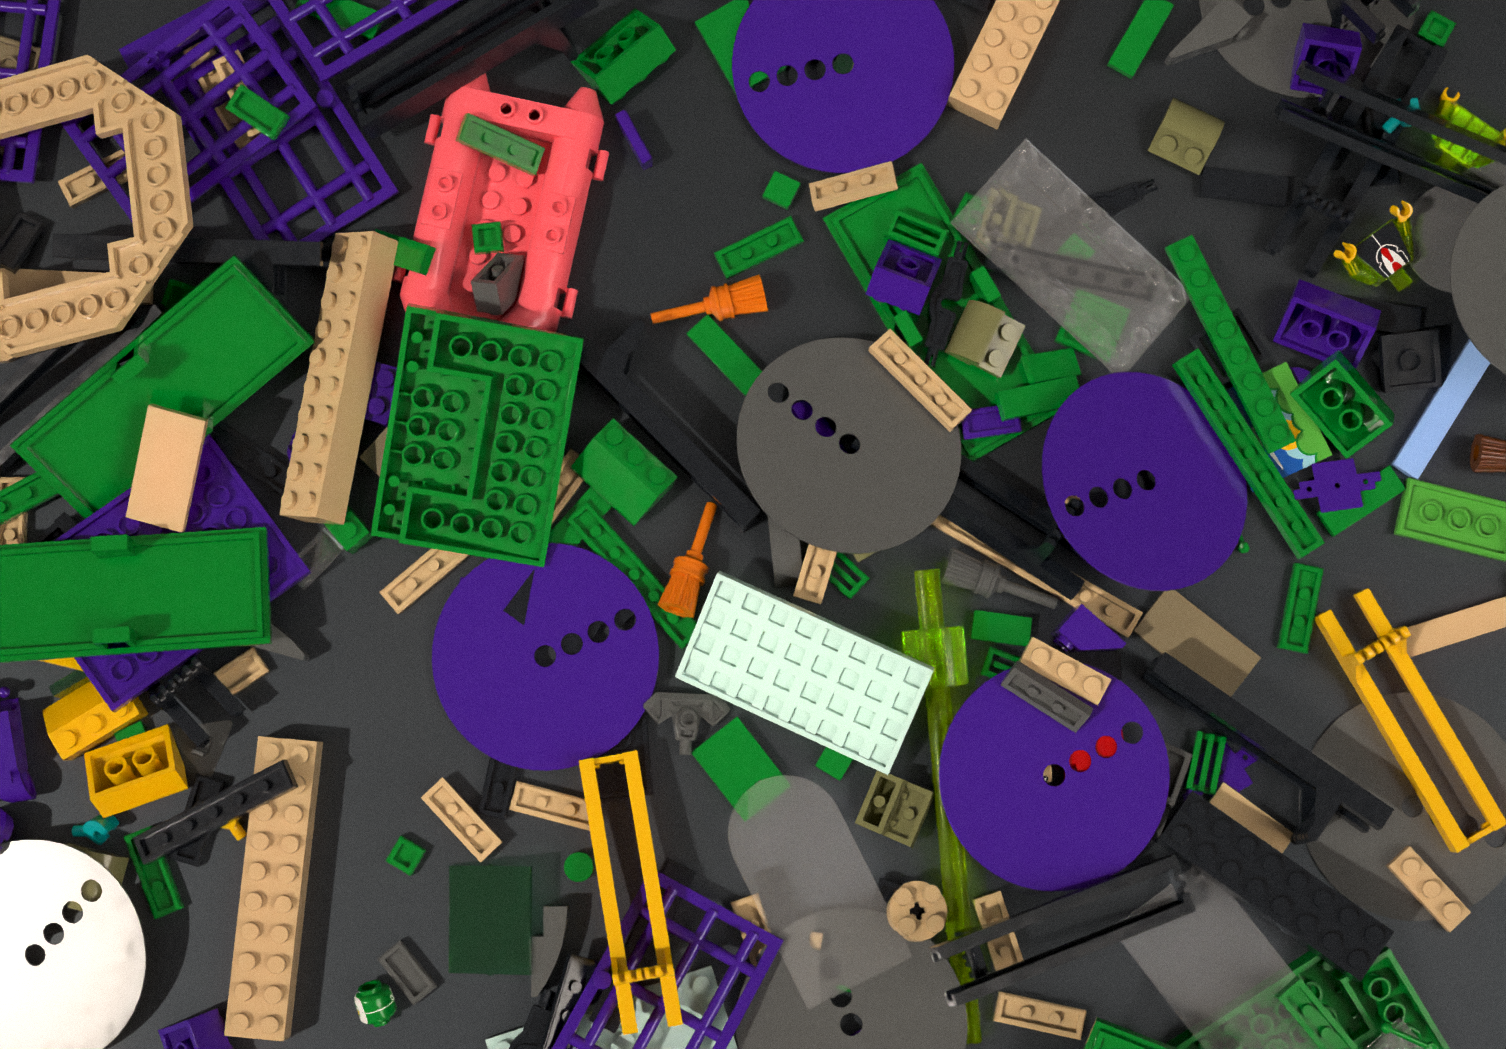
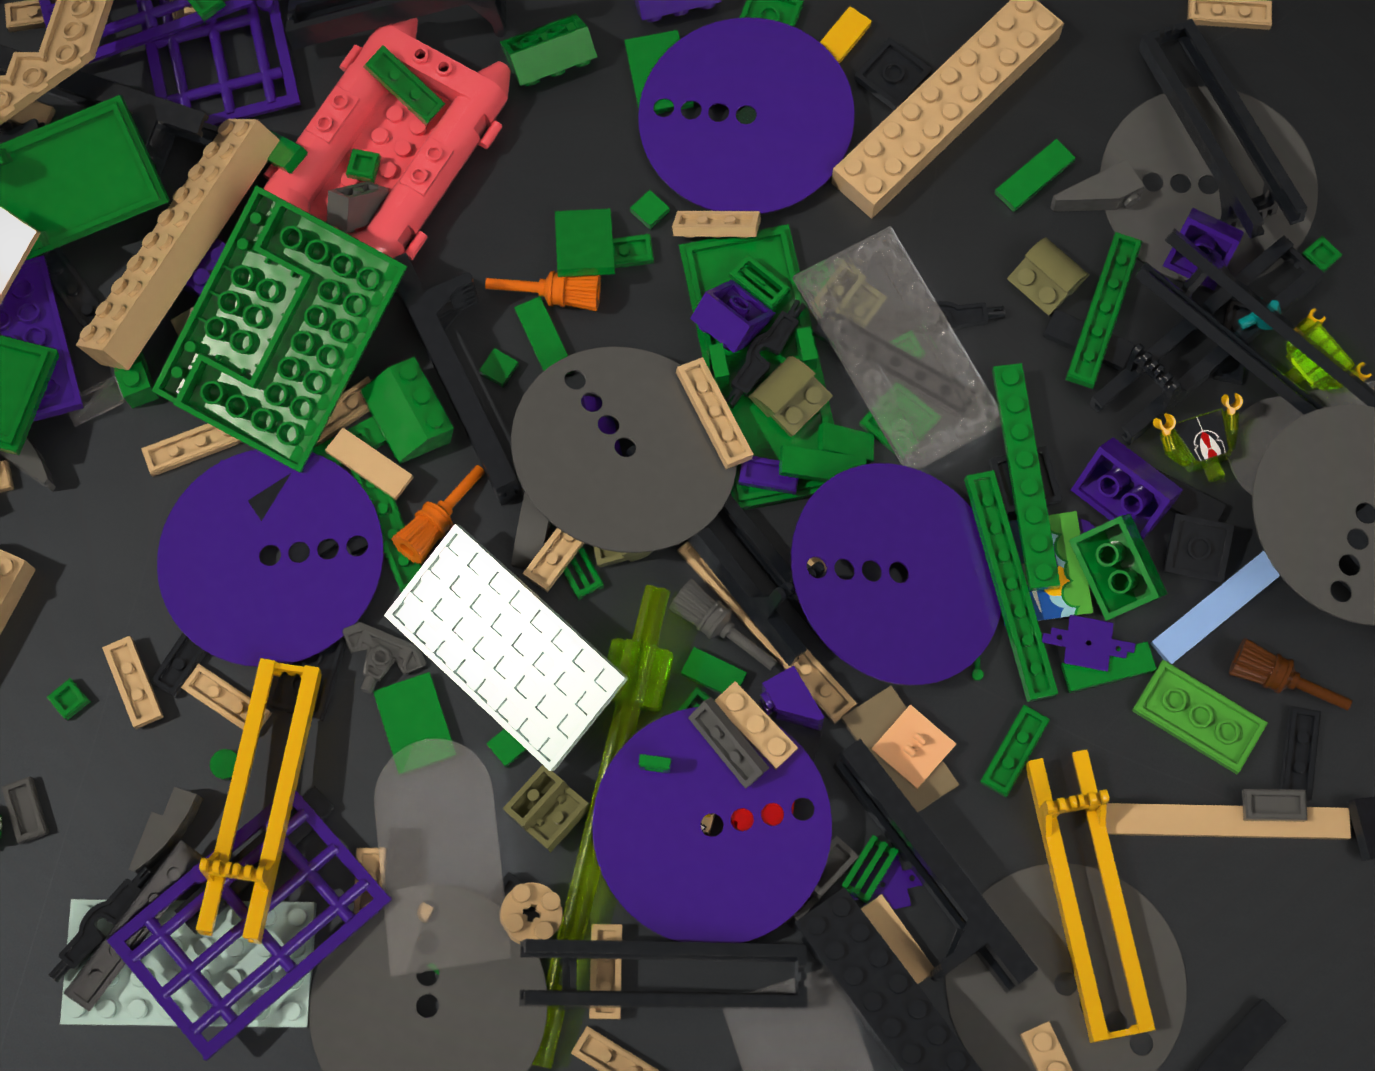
camera: 25 degrees right, 10 degrees down
(490, 920) = (121, 784): clear green piece -> none
(607, 536) = (369, 463): none -> tan tile
(634, 139) = (530, 123): dark purple tile -> none
(693, 398) = (498, 367): none -> green tile
(733, 247) = (584, 242): none -> green tile
(986, 738) = (655, 763): none -> green tile
(1208, 636) = (913, 746): none -> light nougat piece
(1250, 153) = (1103, 310): none -> green tile

